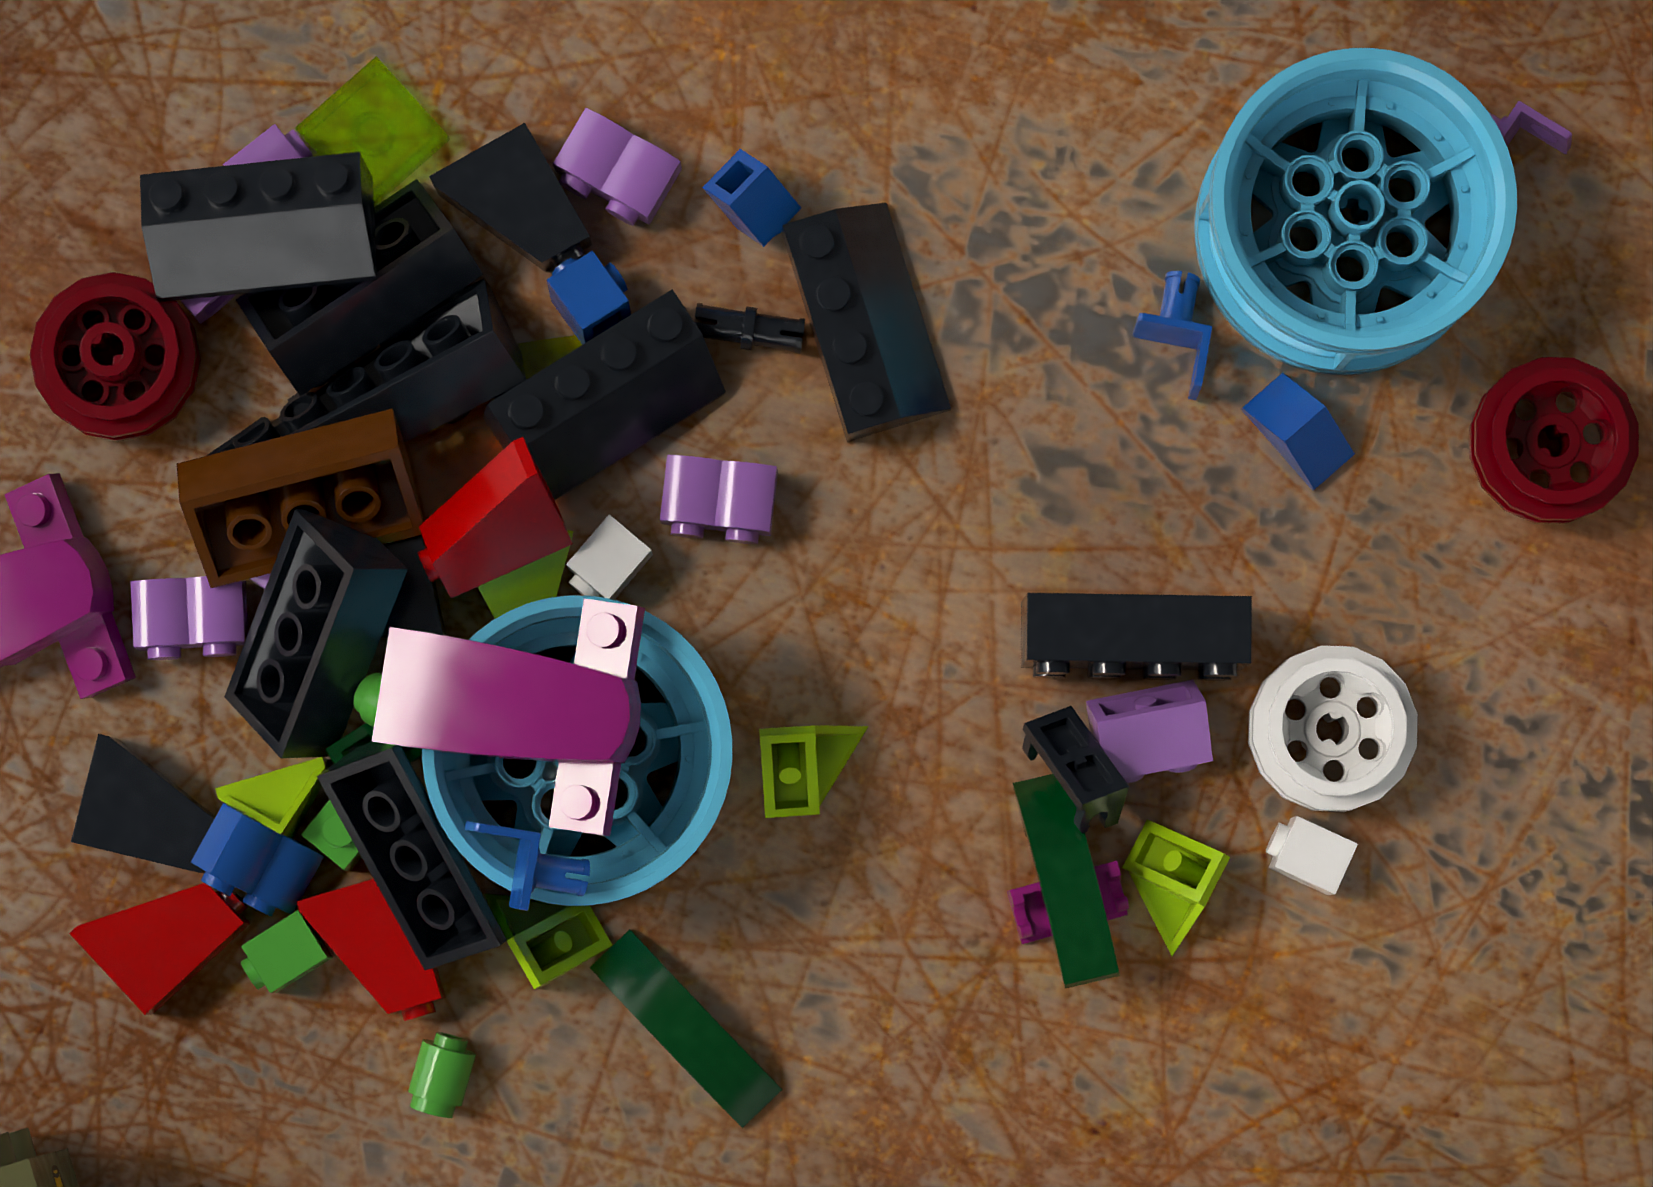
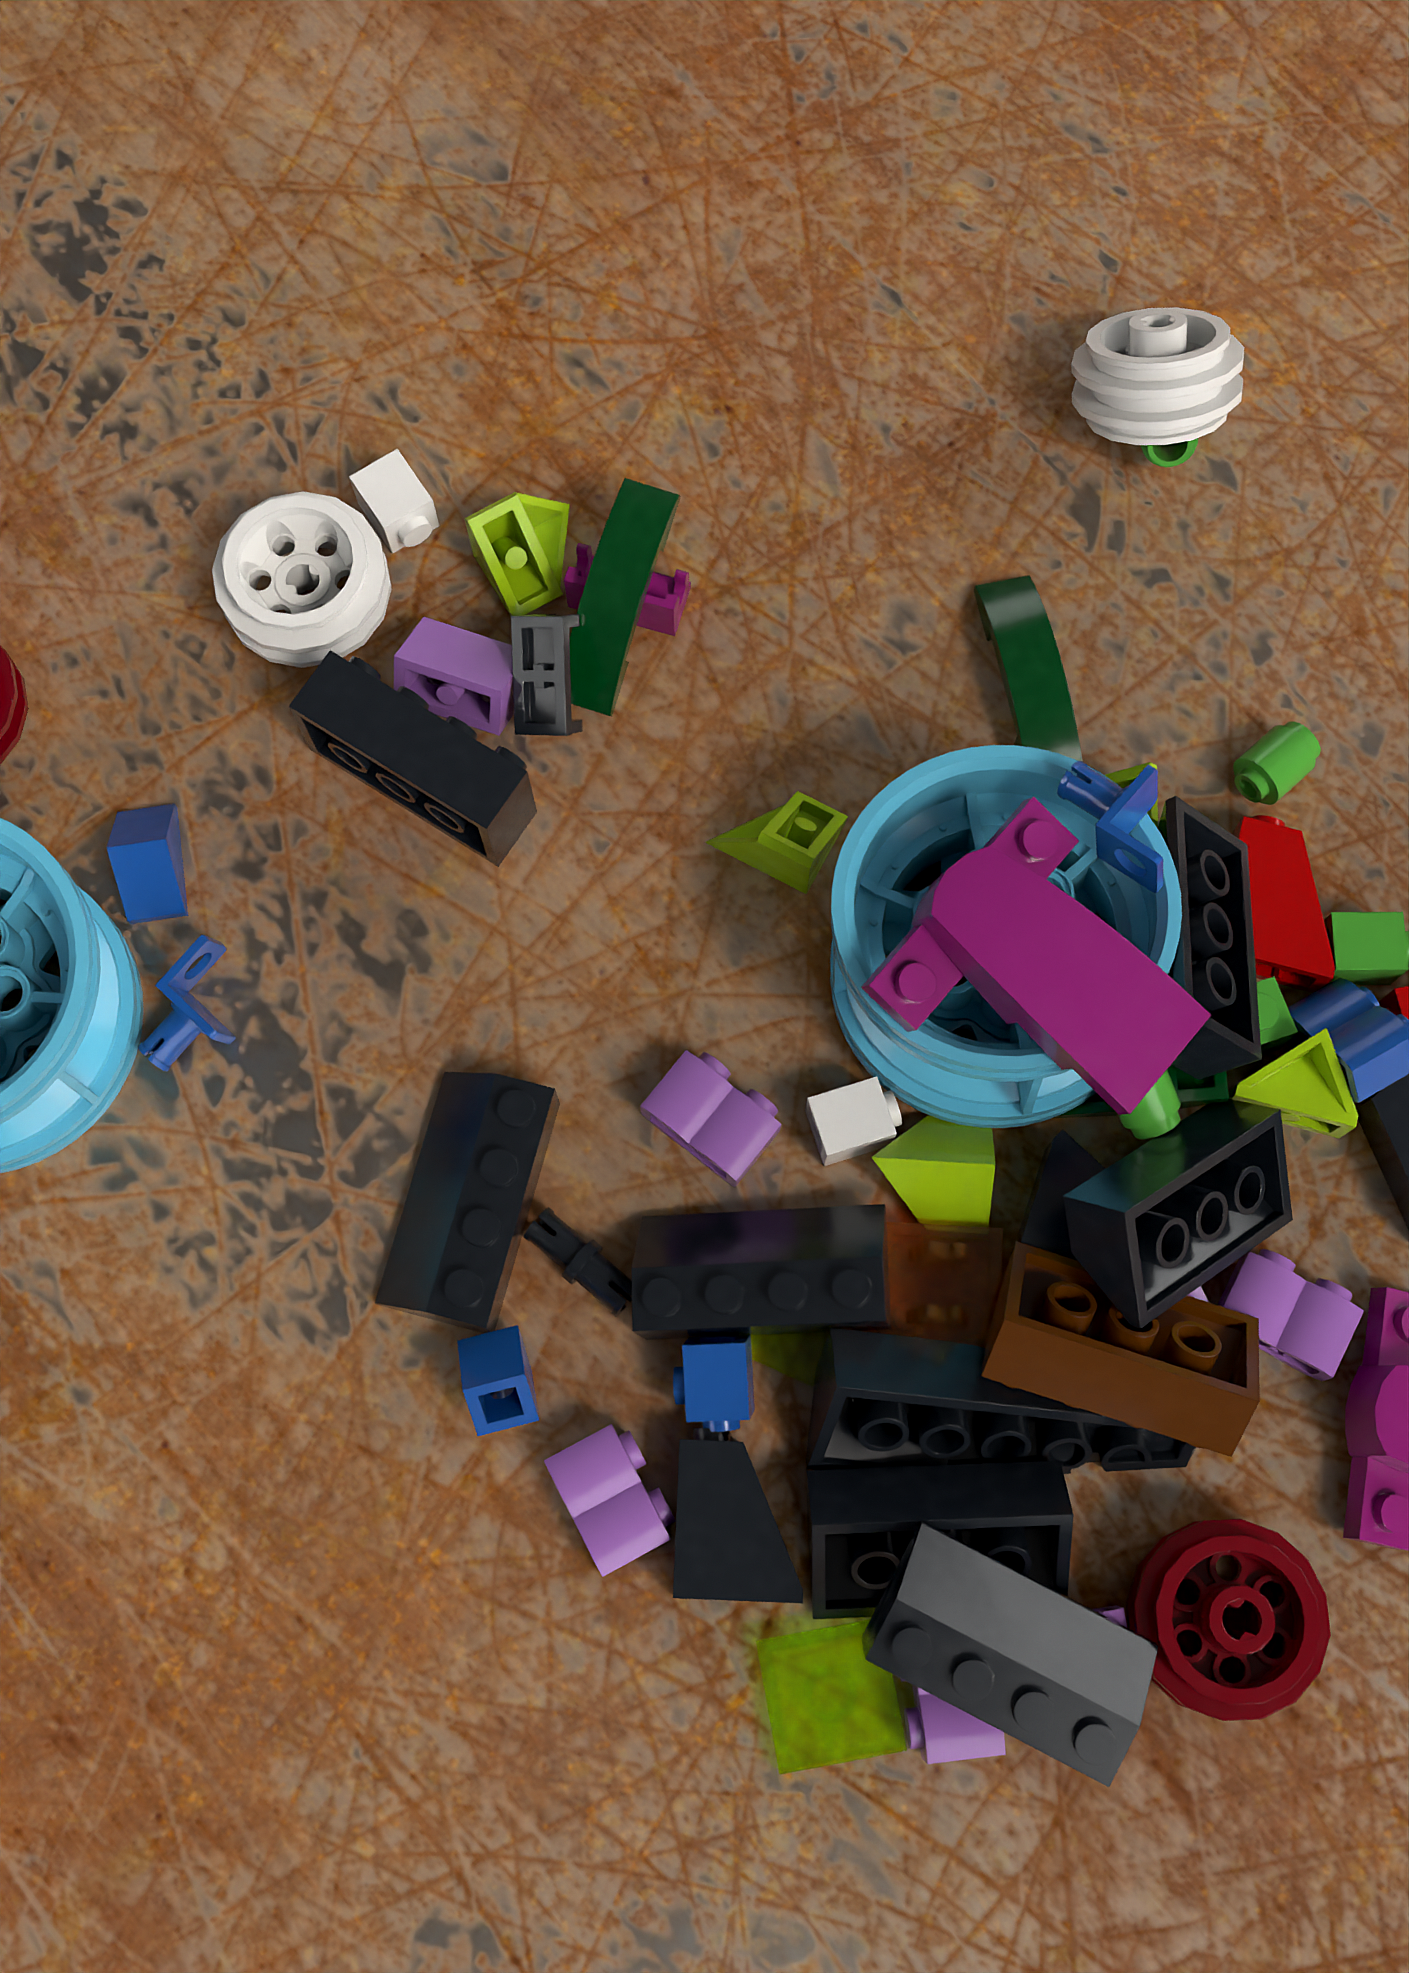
camera: 140 degrees left, 10 degrees down
(493, 524) = (948, 1203): red slope -> none

